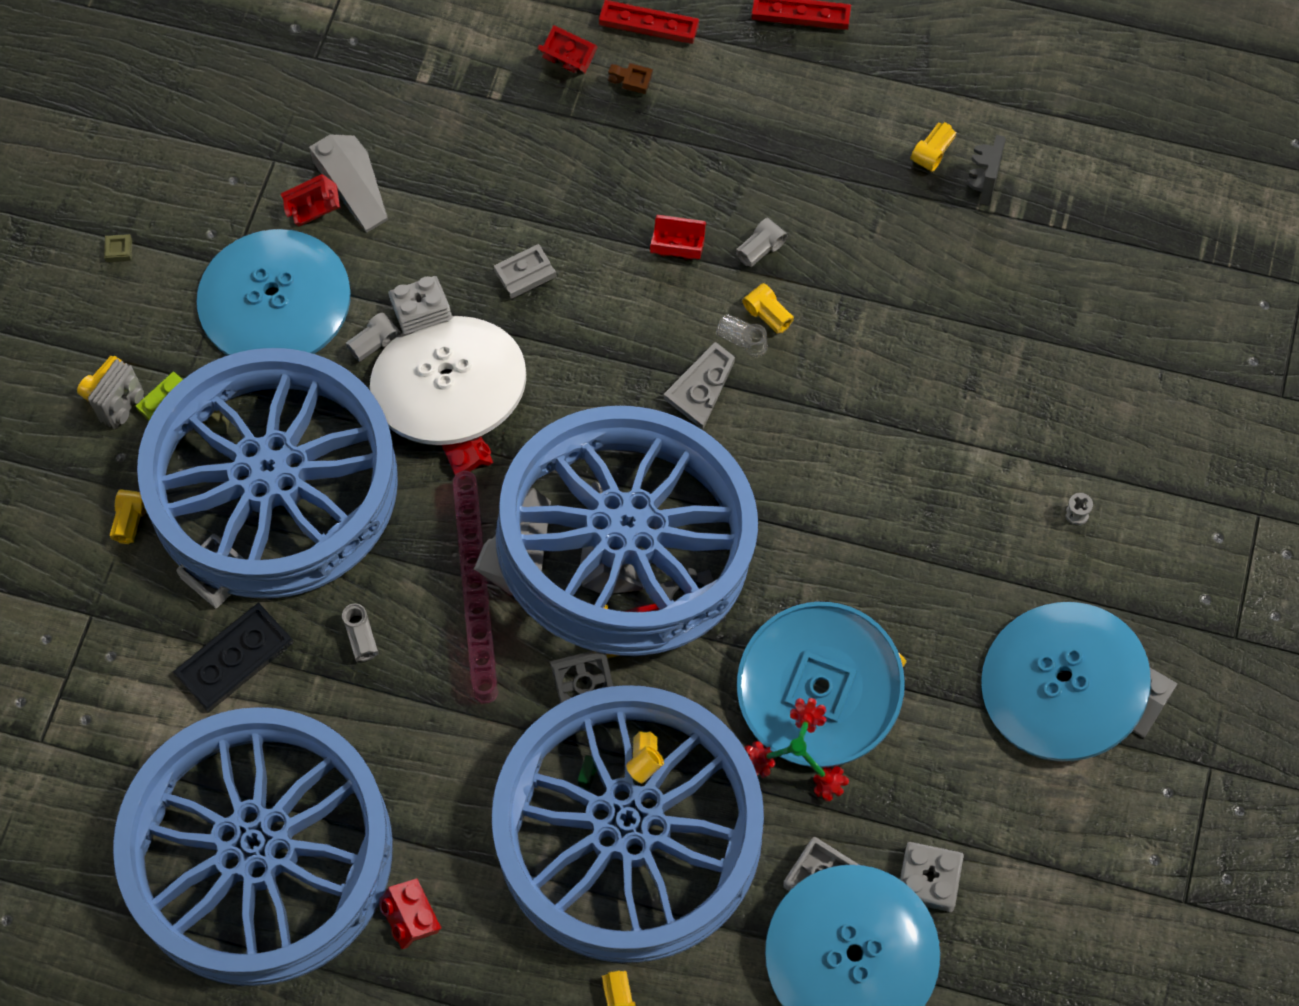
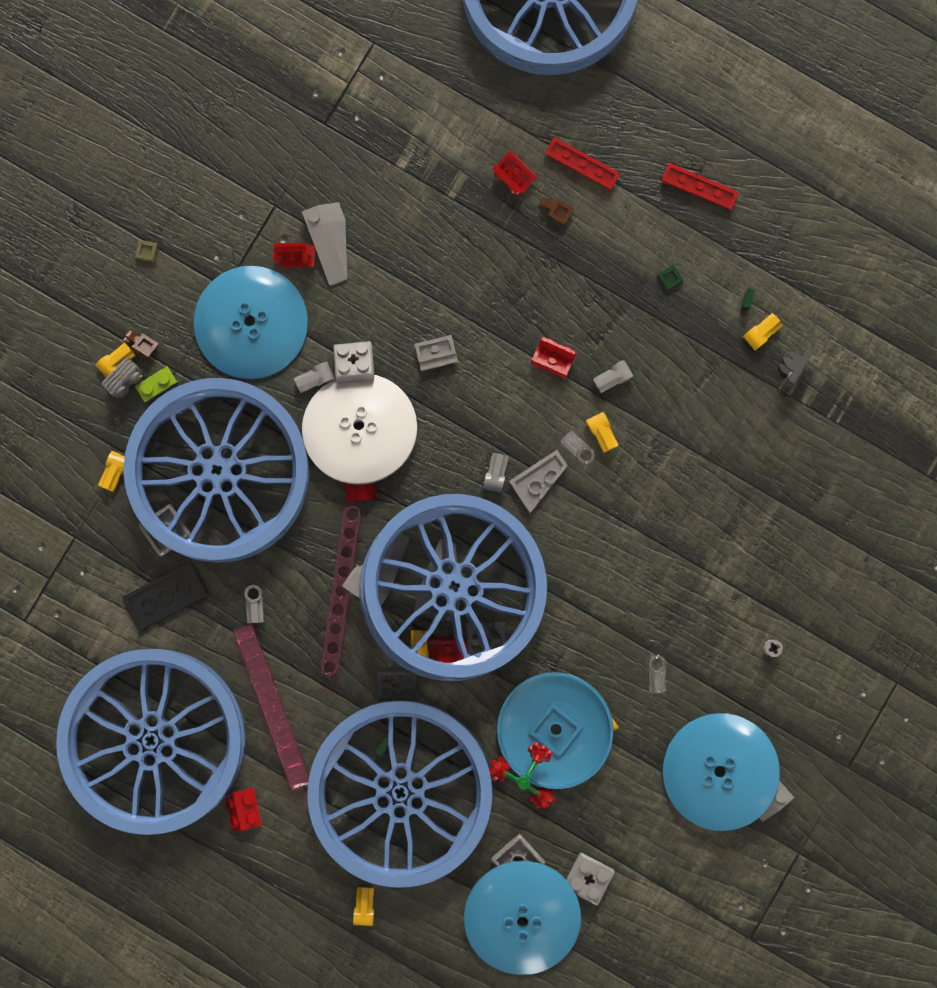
camera: 15 degrees right, 20 degrees up
(135, 354) = (142, 345): none -> plate
(418, 763) = (272, 707): none -> clear pink beam
(643, 383) = (495, 476): none -> light grey piece
(645, 758) = (422, 758): yellow piece -> none
(797, 119) = (670, 278): none -> dark green tile
(902, 116) = (747, 300): none -> dark green tile
(936, 581) = (657, 676): none -> clear piece

